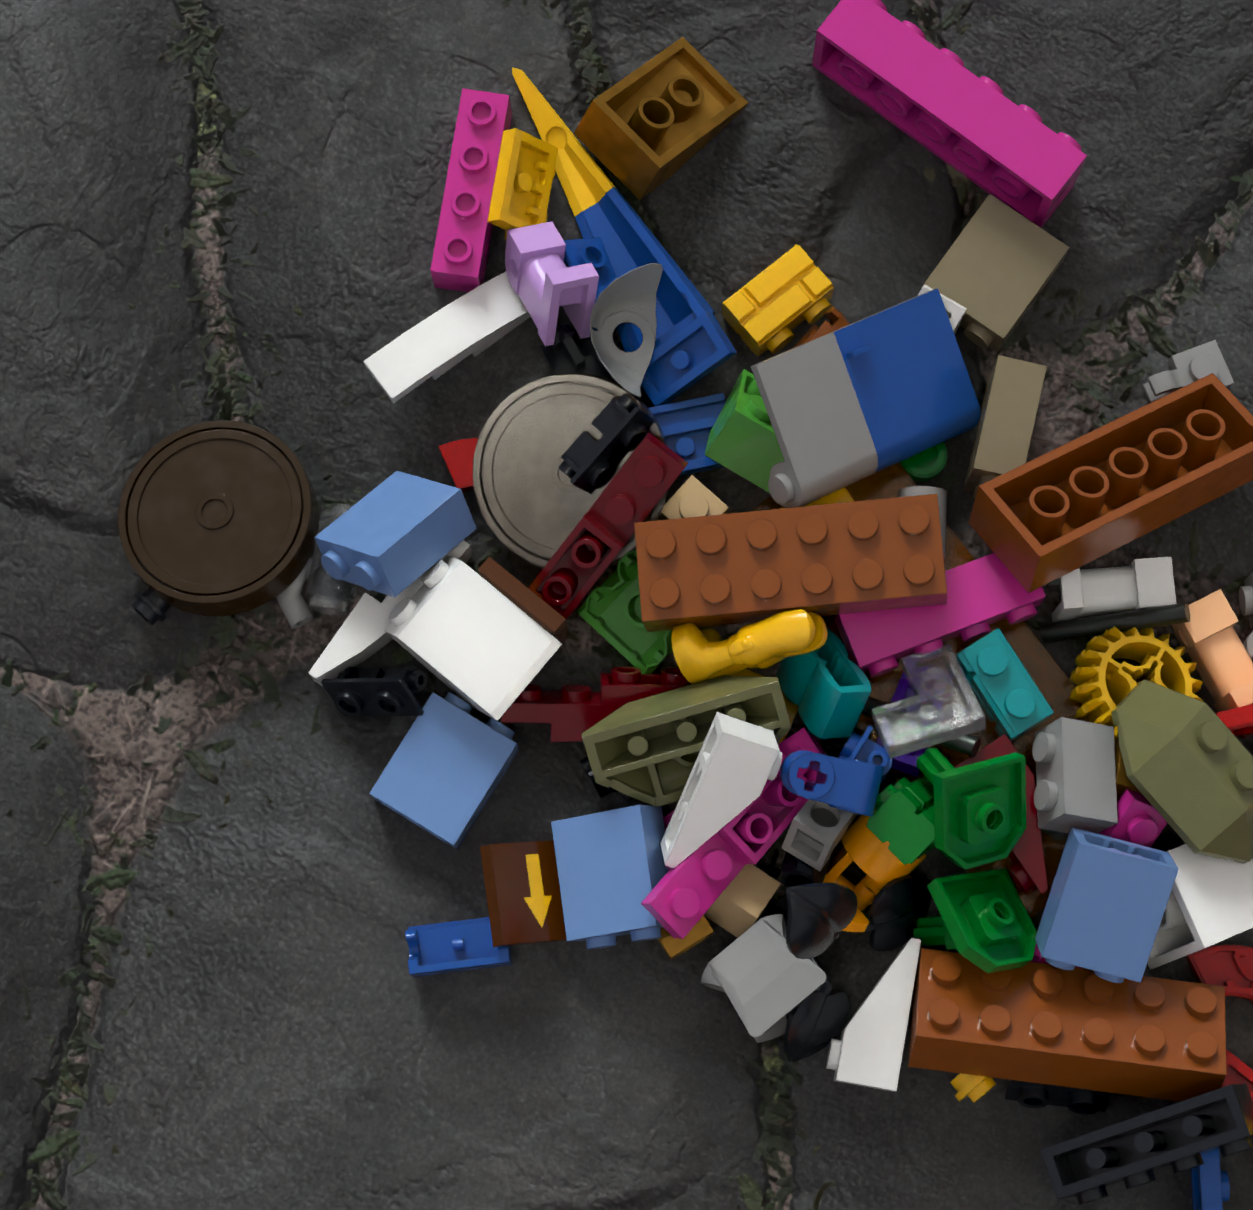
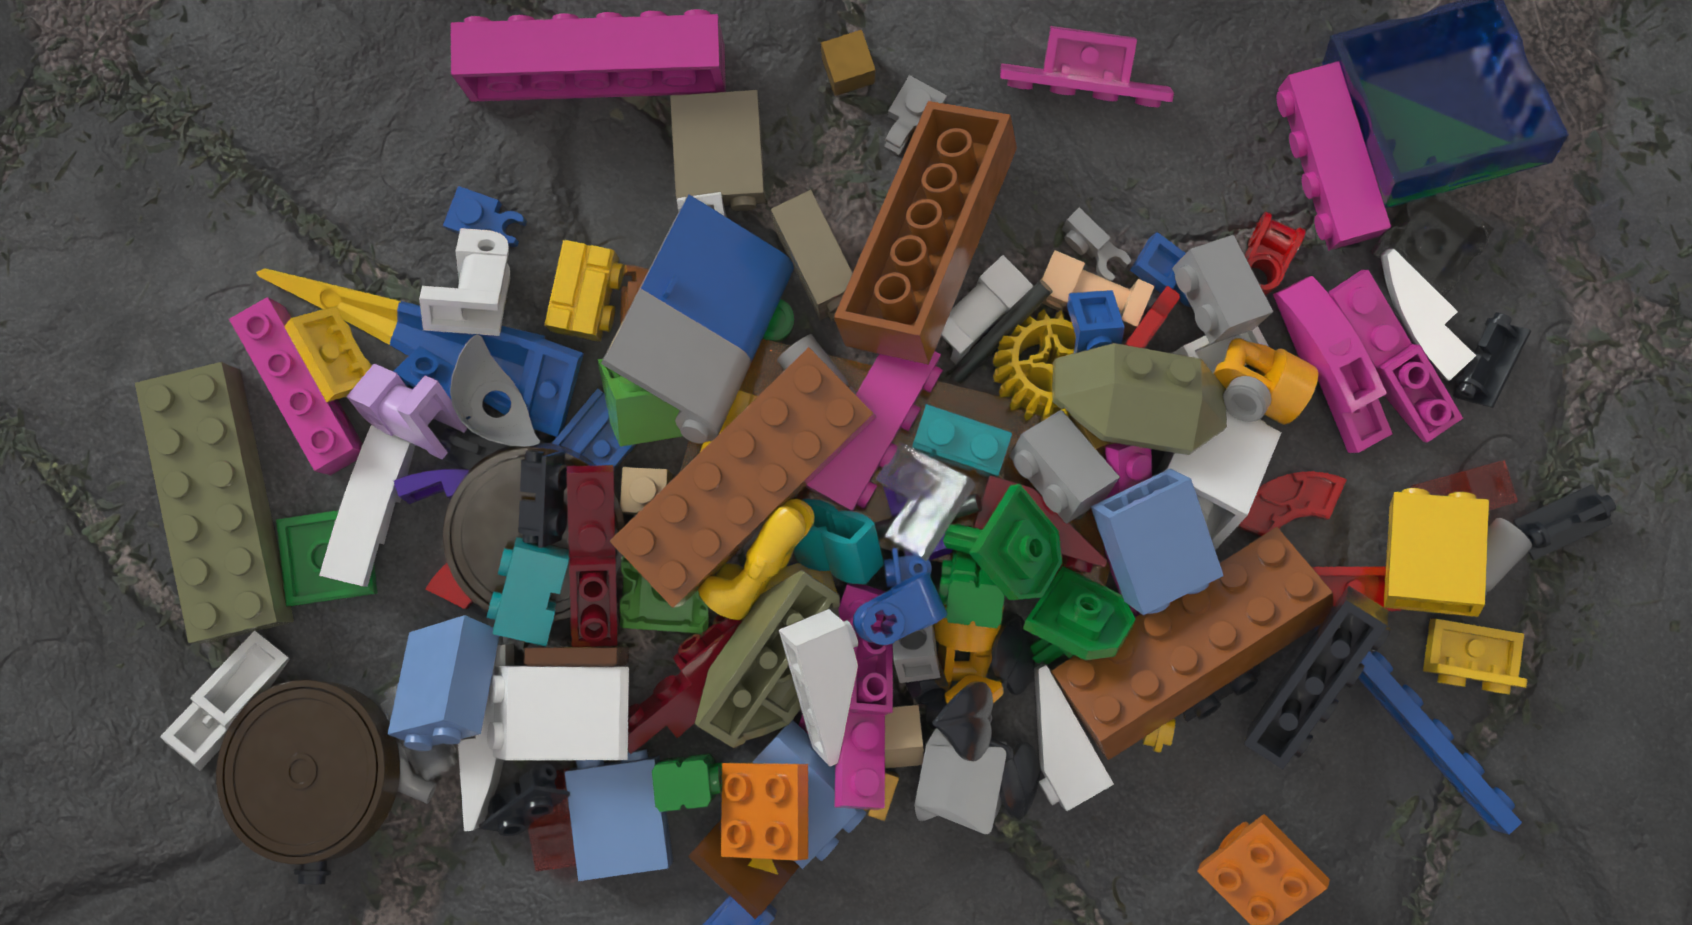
camera: 40 degrees left, 5 degrees up
(162, 409) = (242, 677): none -> white slope
(322, 232) = (213, 502): none -> olive brick
(358, 335) = (302, 553): none -> green tile
(376, 741) = (552, 834): none -> clear red slope
(514, 359) = (428, 483): none -> dark purple slope
(529, 785) = (686, 782): none -> green brick
(541, 502) = (524, 605): none -> teal brick
(578, 858) = (764, 811): none -> orange plate
(659, 117) = (390, 225): pearl gold slope -> none
(692, 233) = (482, 288): none -> white piece
(738, 167) = (480, 212): none -> blue plate
(1169, 286) = (848, 62): none -> pearl gold piece
(1207, 673) = (1095, 319): none -> blue bracket

